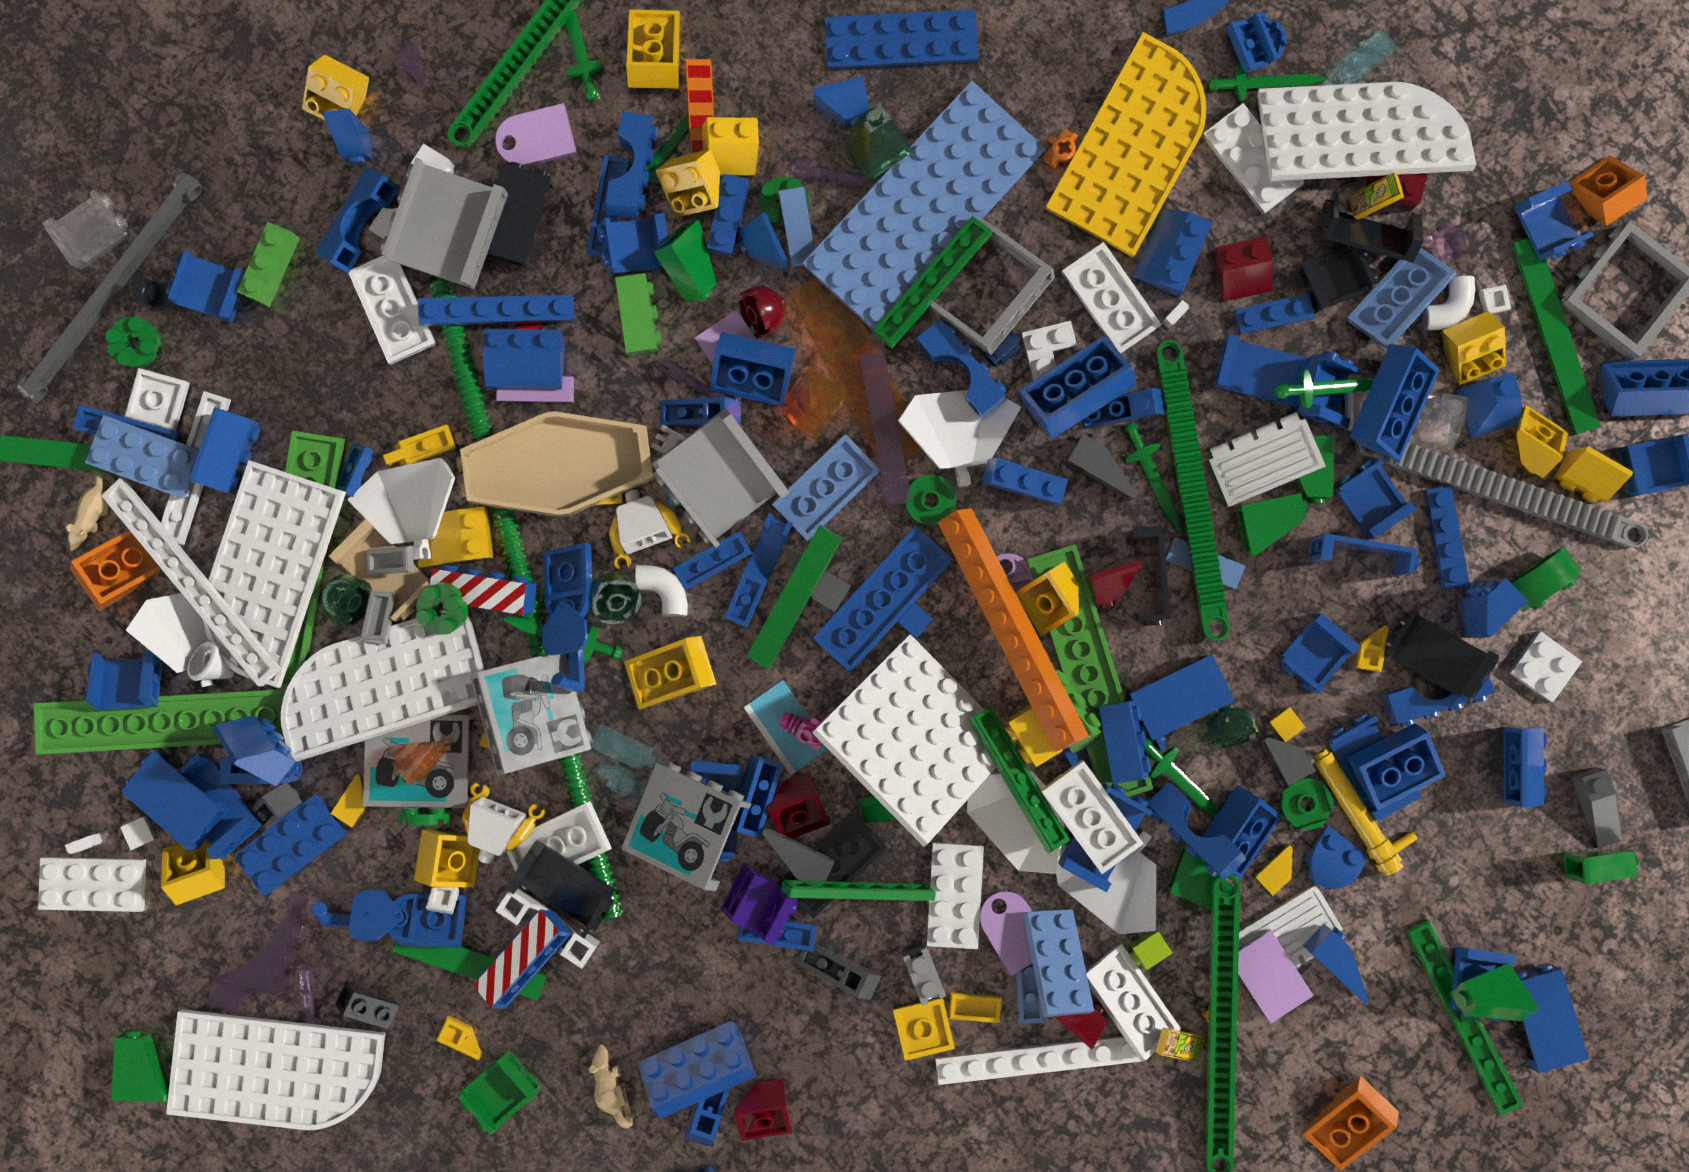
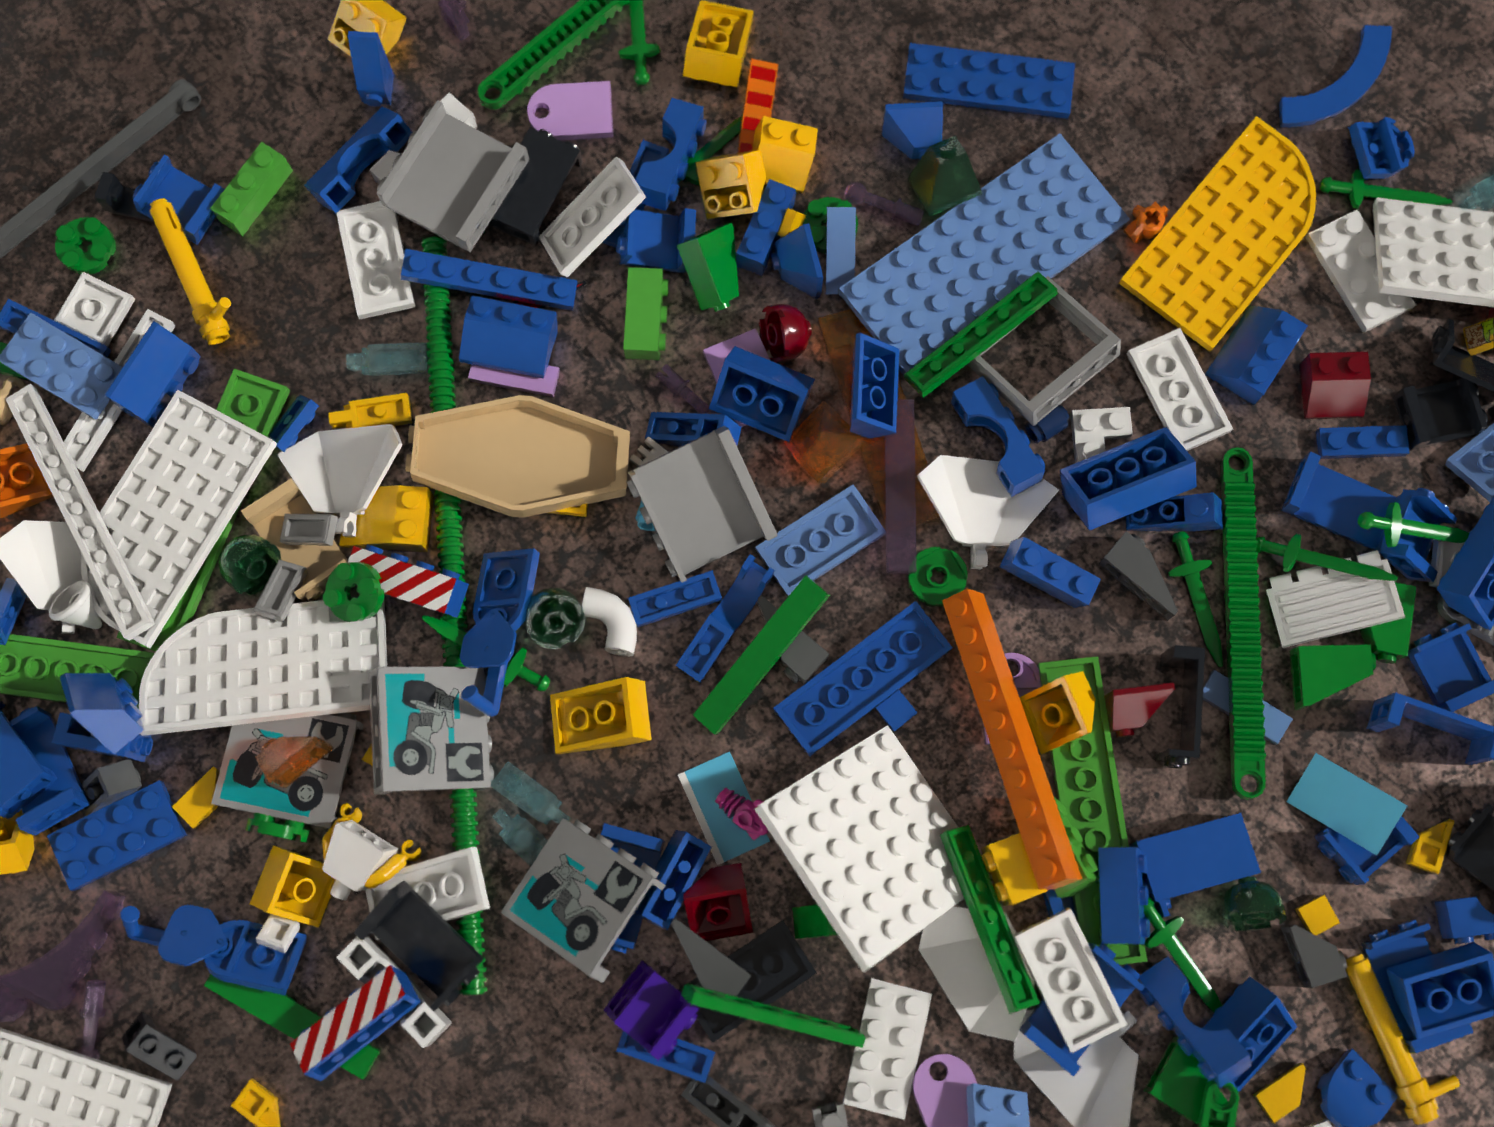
camera: 15 degrees right, 10 degrees down
(88, 230) = (67, 121): clear panel -> none
(255, 383) = (205, 310): none -> yellow cylinder
(425, 396) = (390, 359): none -> clear light blue hinge
(574, 238) = (592, 217): none -> white plate
(641, 525) = (602, 542): white torso -> none
(750, 209) = (790, 222): none -> yellow tile
(848, 349) = (874, 387): none -> blue slope
(1172, 318) = (1250, 421): white tile -> none
(1227, 425) = (1293, 553): none -> green sword
(1298, 629) = (1346, 803): none -> medium azure sticker
(1318, 811) = (1343, 1028): green plate -> none

